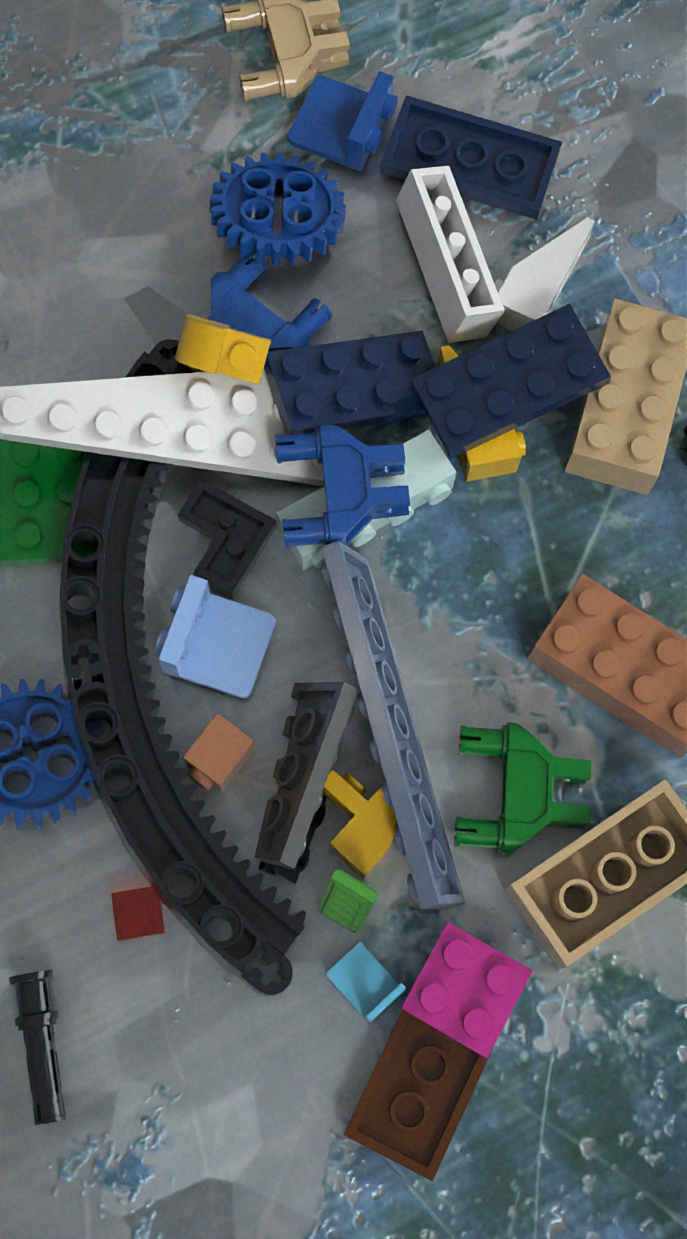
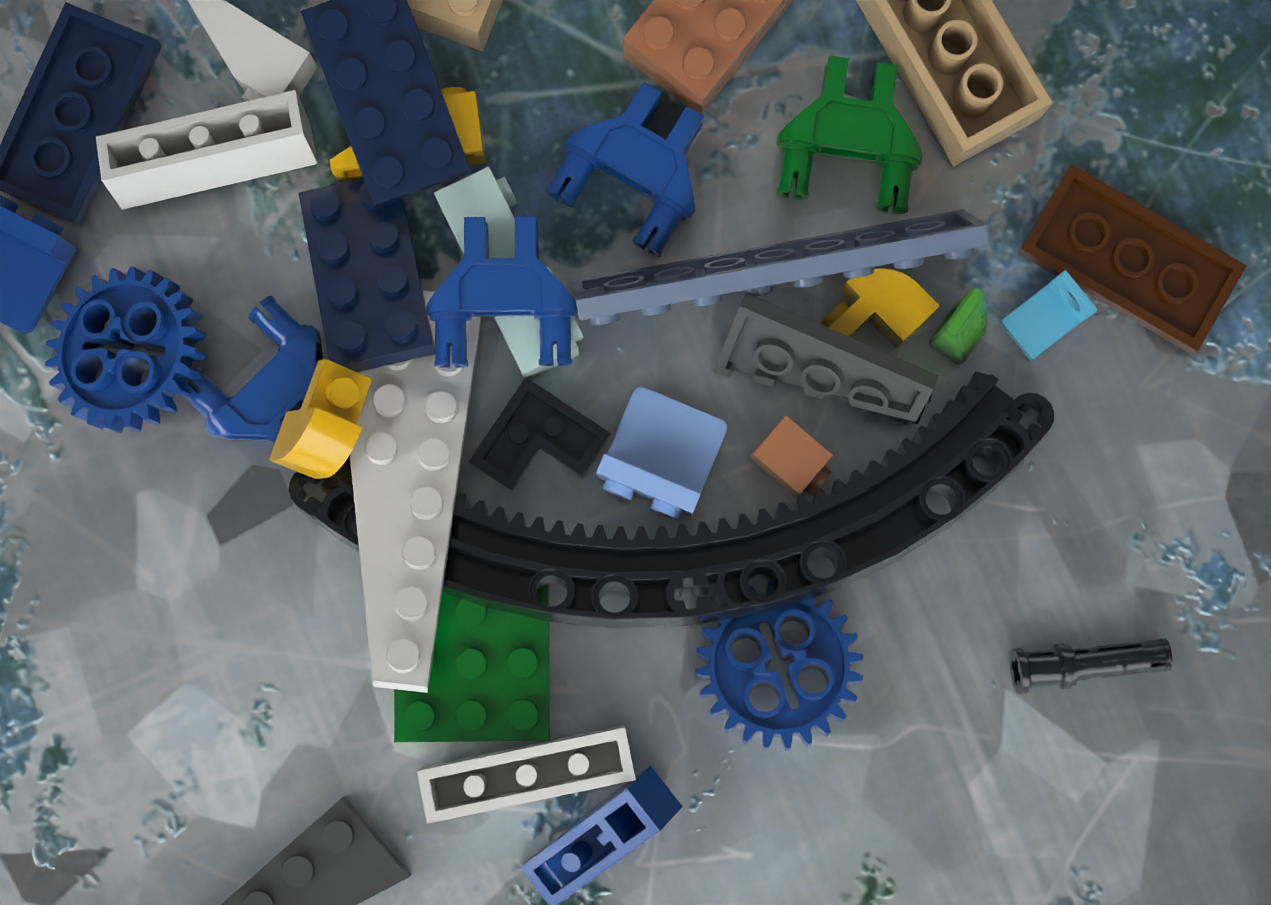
camera: 85 degrees left, 10 degrees up
(137, 914) = (957, 555): clear red tile -> none
(466, 990) = (1062, 211): dark pink plate -> none
(478, 605) = (639, 160): none -> blue connector

